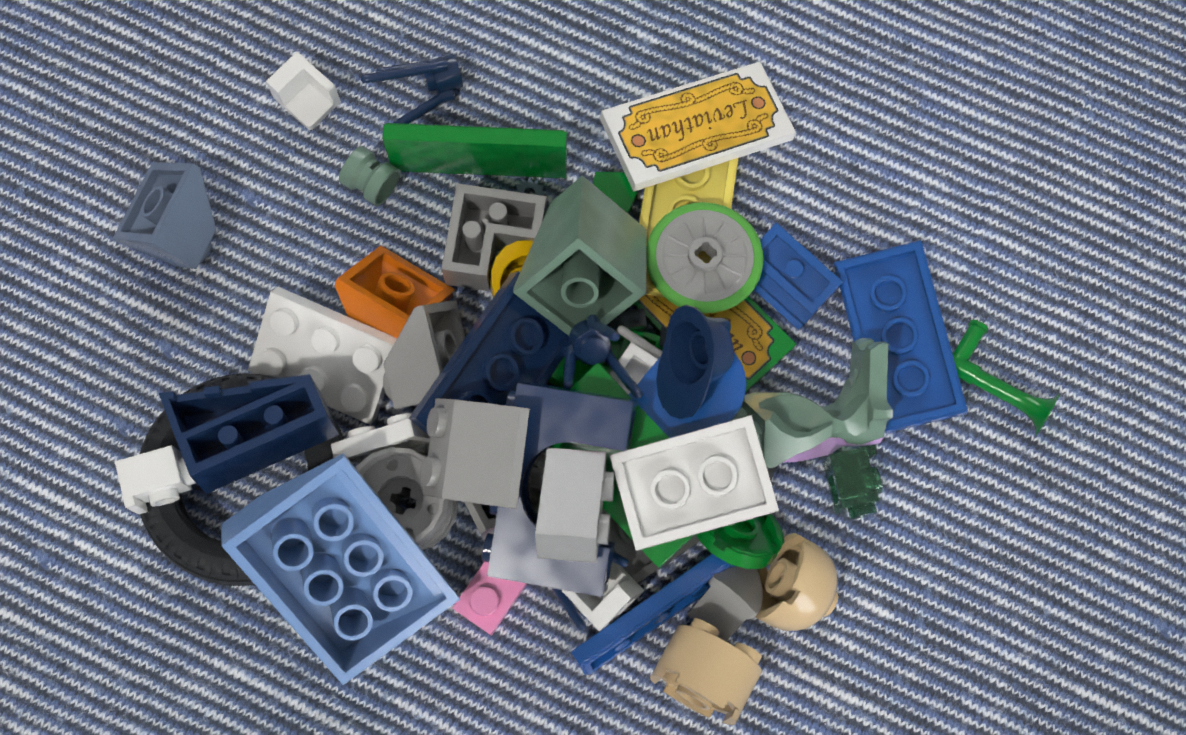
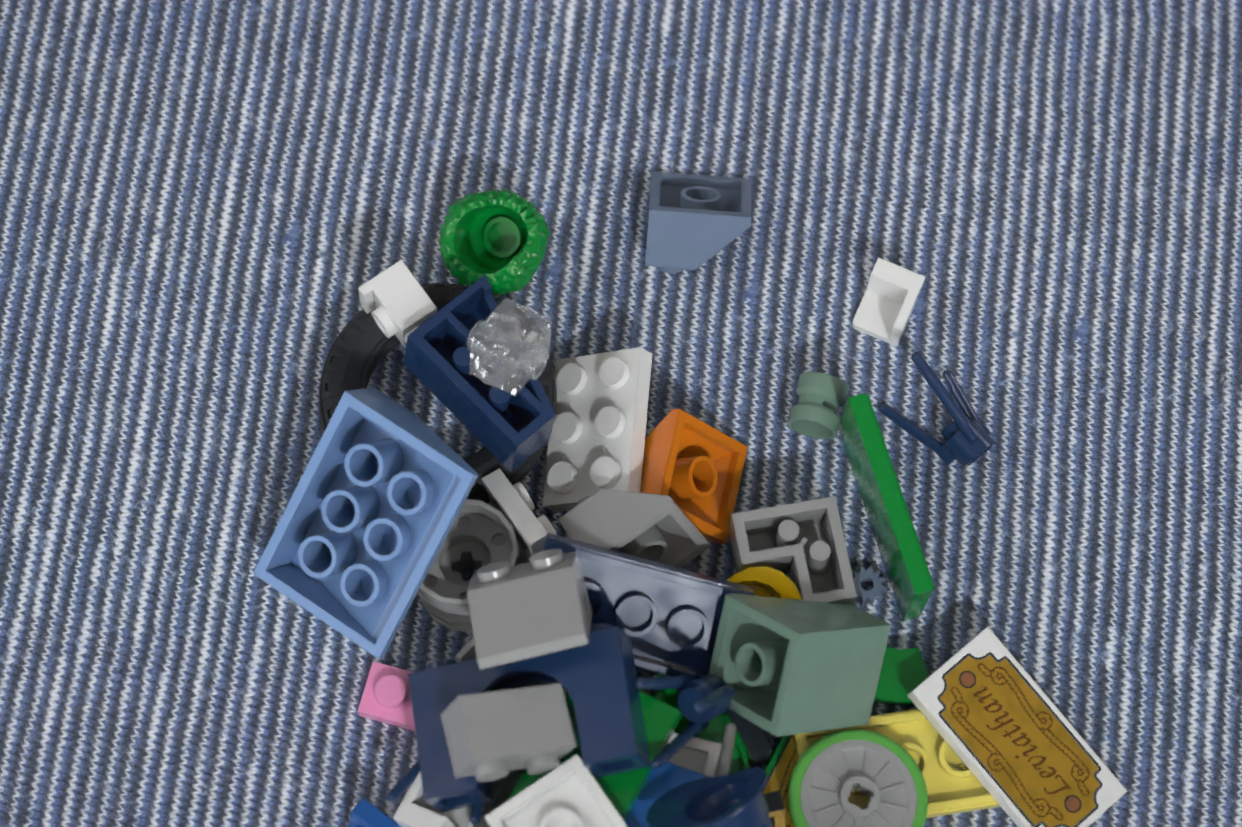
camera: 70 degrees right, 5 degrees down
(122, 384) = (493, 237): none -> green hair
(238, 388) = (509, 346): none -> clear brick

